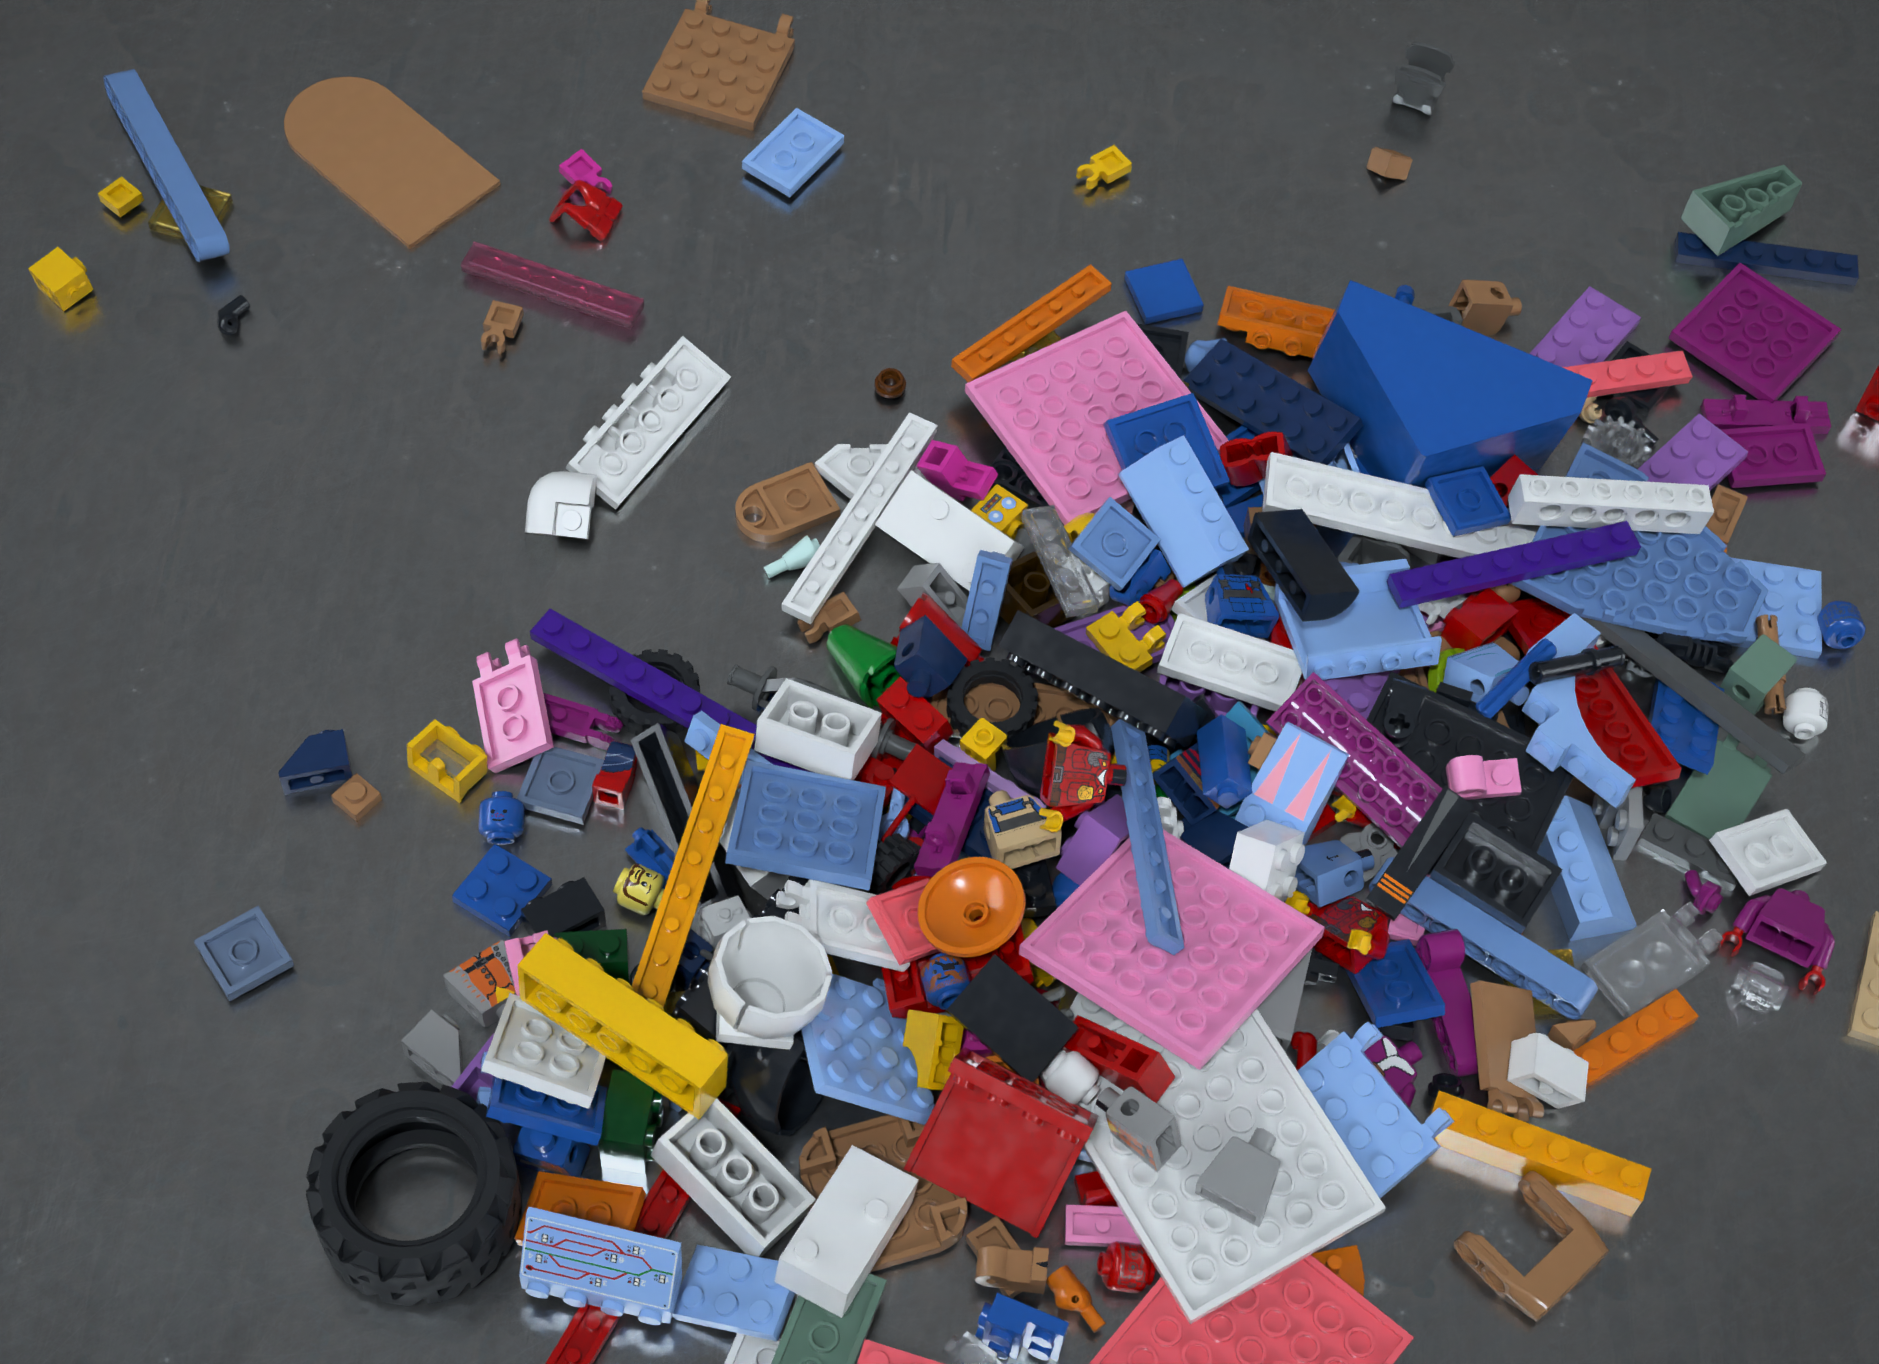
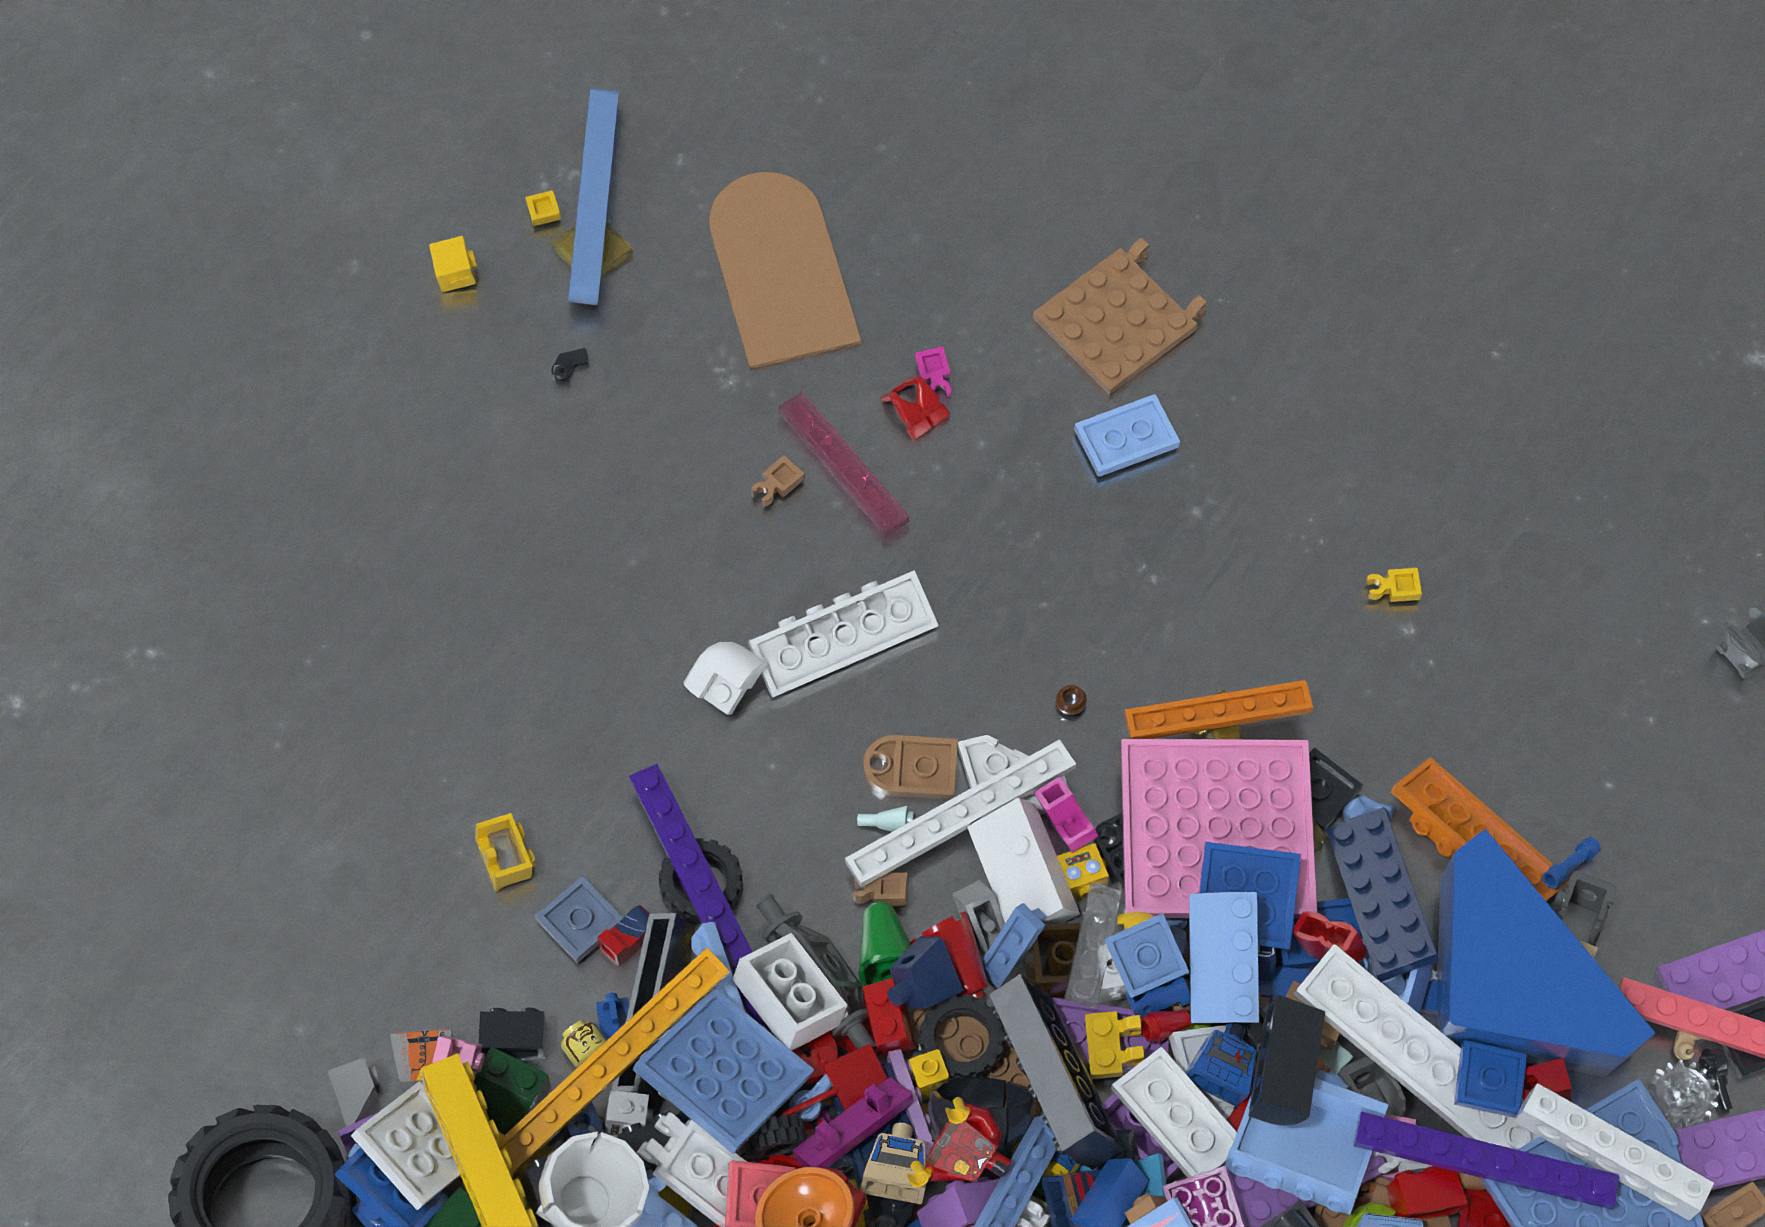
camera: 35 degrees right, 5 degrees up
(244, 953) = (260, 931): sand blue plate -> none
(317, 763) = (405, 800): dark blue slope -> none
(356, 797) = (419, 845): medium nougat plate -> none
(500, 889) = (482, 983): blue plate -> none
(501, 818) = (515, 924): blue head -> none
(511, 708) = (578, 832): bright pink tile -> none
(578, 720) = (619, 866): magenta hinge -> none
(1163, 291) = (1371, 732): blue tile -> none
(1389, 163) = (1667, 710): medium nougat slope -> none
(1484, 305) = (1647, 899): medium nougat torso -> none

